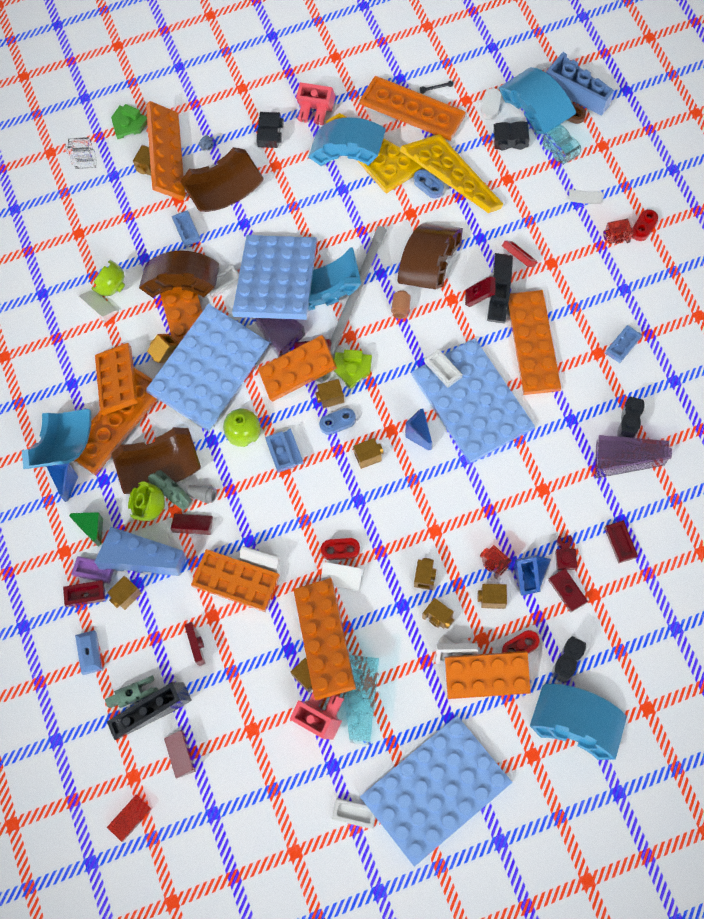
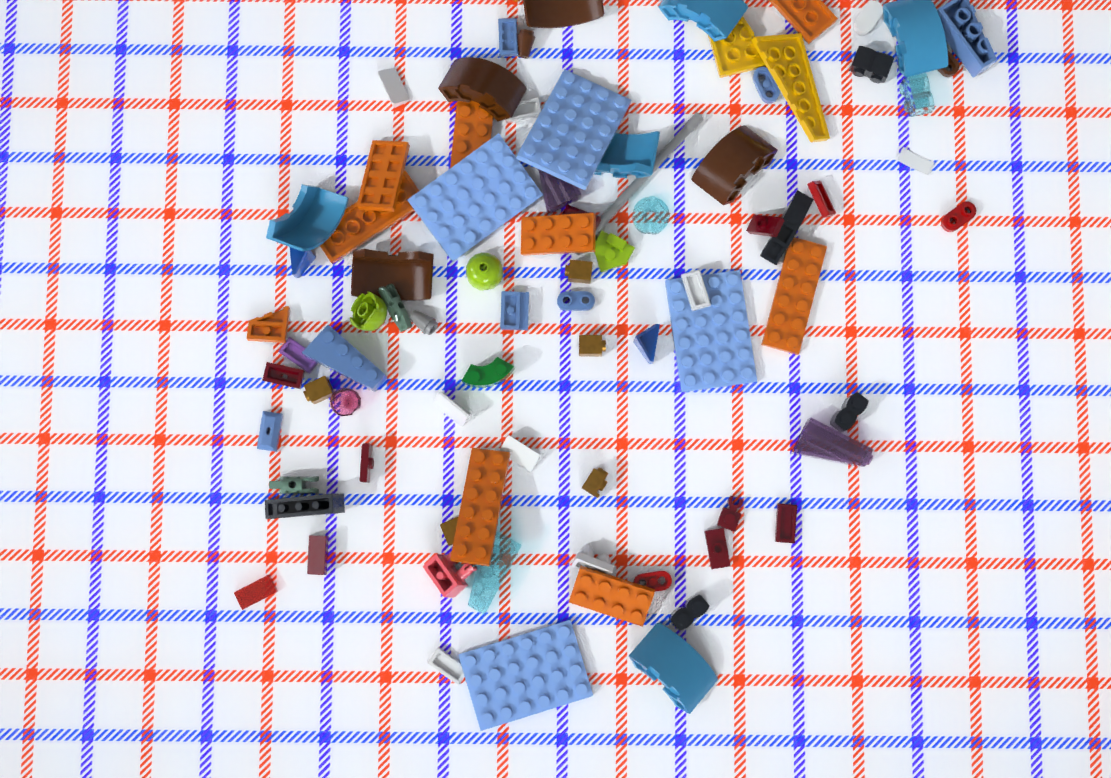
camera: 15 degrees right, 15 degrees up
(54, 554) = (270, 327): none -> orange wing
(91, 524) = (310, 312): green slope -> none
(109, 280) = (413, 67): lime cylinder -> none
(153, 593) = (345, 401): none -> clear pink hair
(162, 347) = (439, 161): pearl gold brick -> none
(192, 524) = (403, 347): dark red slope -> none
(203, 226) = (525, 42): none -> reddish brown cone
(235, 580) = (423, 418): orange plate -> none
(281, 516) = (488, 375): none -> green brick
(340, 547) = (528, 429): red plate -> none
(370, 315) = (650, 226): none -> clear light blue plate
(400, 304) = (684, 206): nougat brick -> none
(438, 614) = (592, 525): pearl gold brick -> none
(493, 596) = (647, 527): pearl gold brick -> none
(495, 561) = (663, 496): clear red brick -> none
(530, 573) = (690, 521): blue slope -> none
(618, 231) = (928, 215): clear red brick -> none
(623, 344) = (878, 333): medium blue plate -> none

